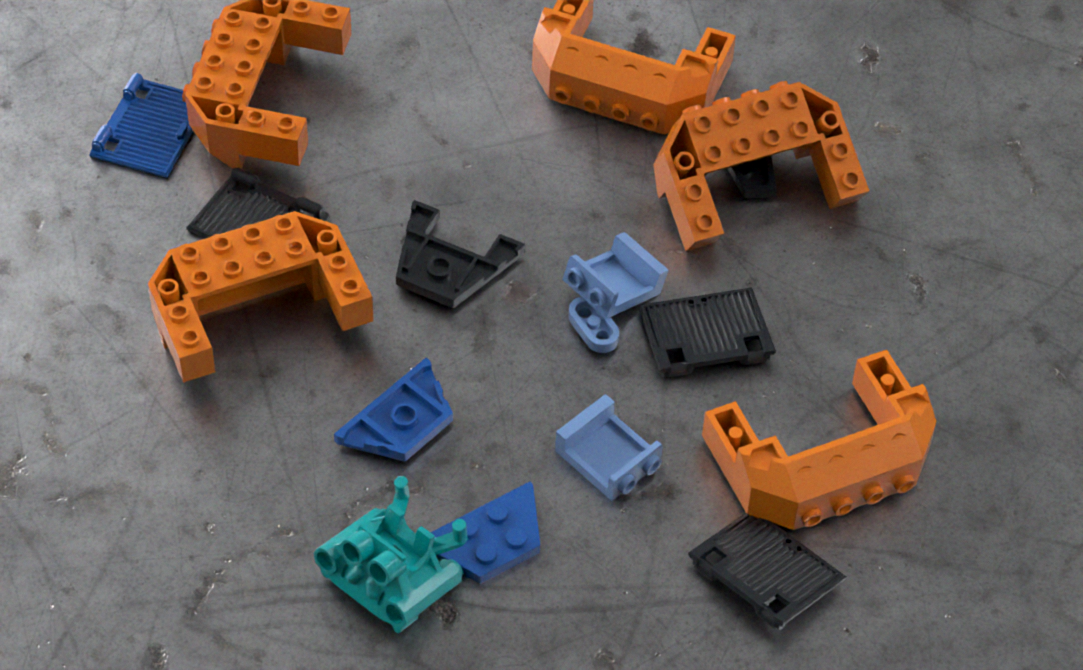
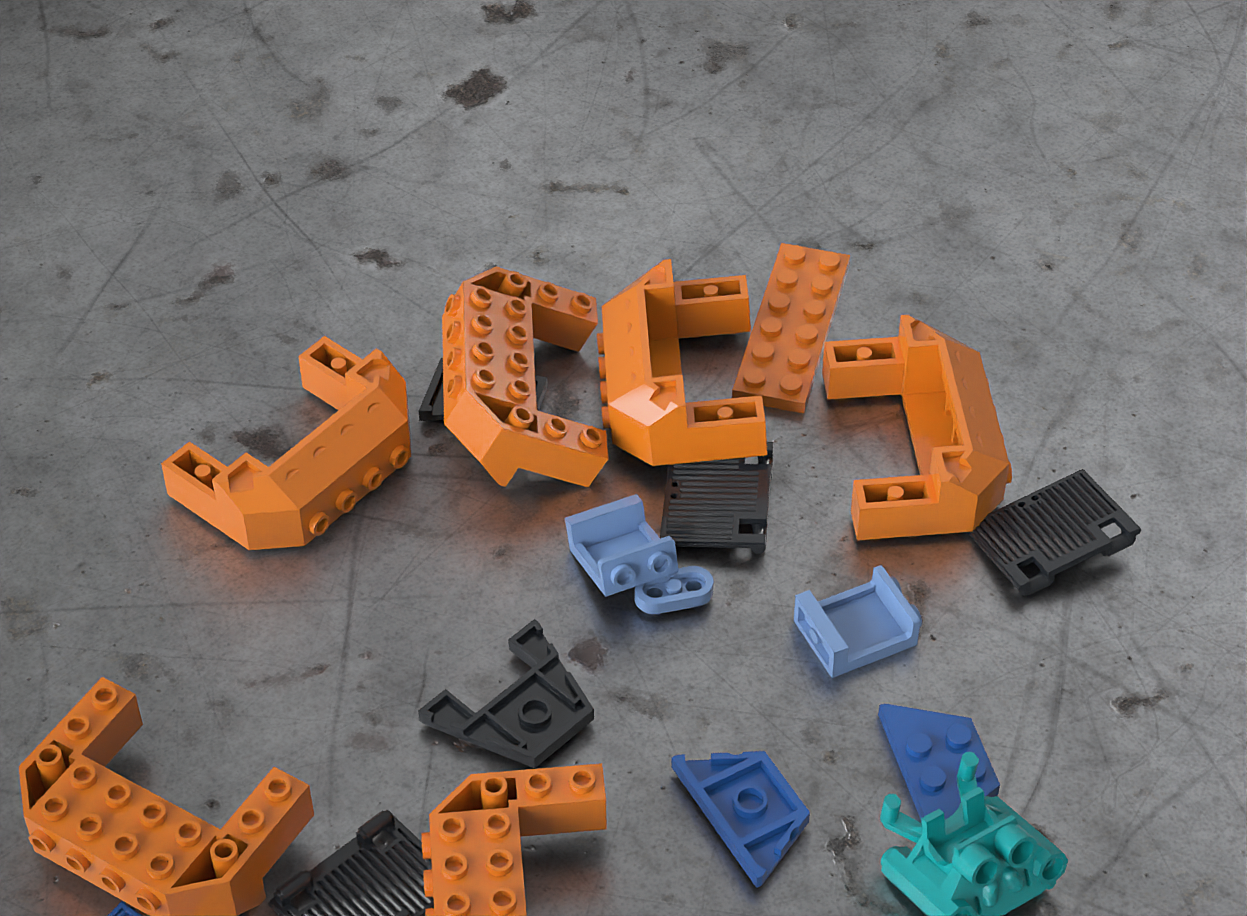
camera: 70 degrees left, 5 degrees down
(809, 243) = (646, 375): none -> orange wedge
(930, 339) = (792, 327): none -> orange plate

